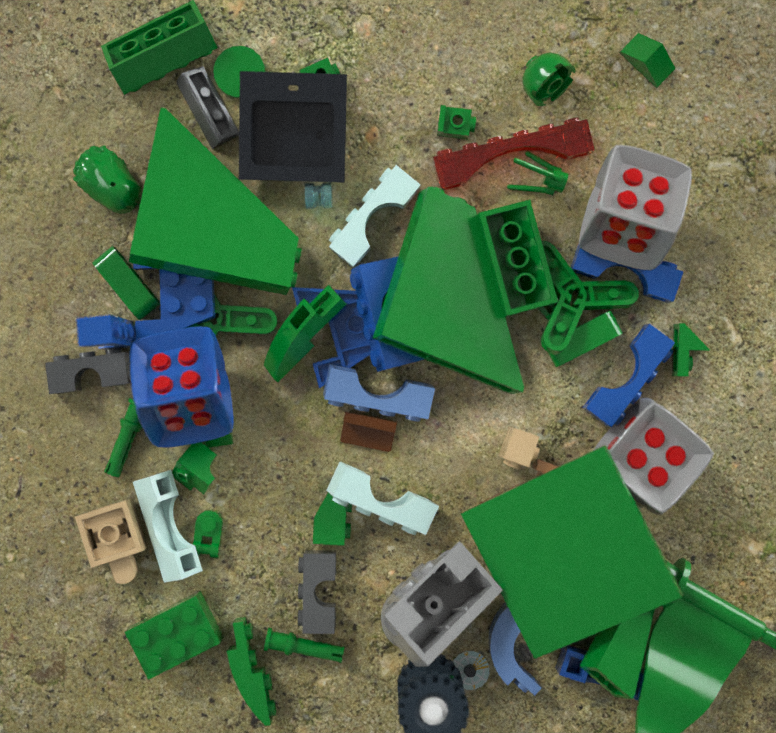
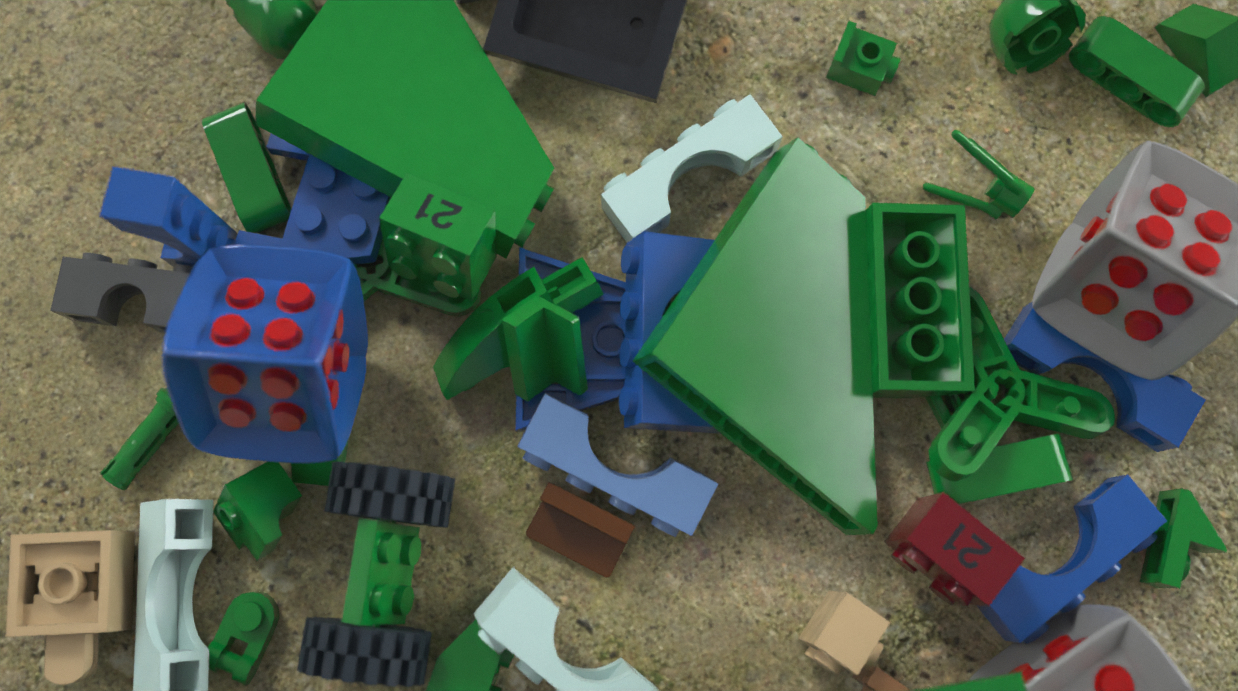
camera: 15 degrees right, 10 degrees down
(249, 298) = (439, 237): none -> green brick
(275, 519) = (366, 641): none -> black plate
(312, 195) = (597, 110): clear light blue wheel -> none
(322, 342) = (544, 348): none -> green panel
(563, 141) = (1035, 135): clear red arch -> none
(566, 389) = (953, 551): none -> dark red brick
(612, 86) = (1136, 71): none -> green beam

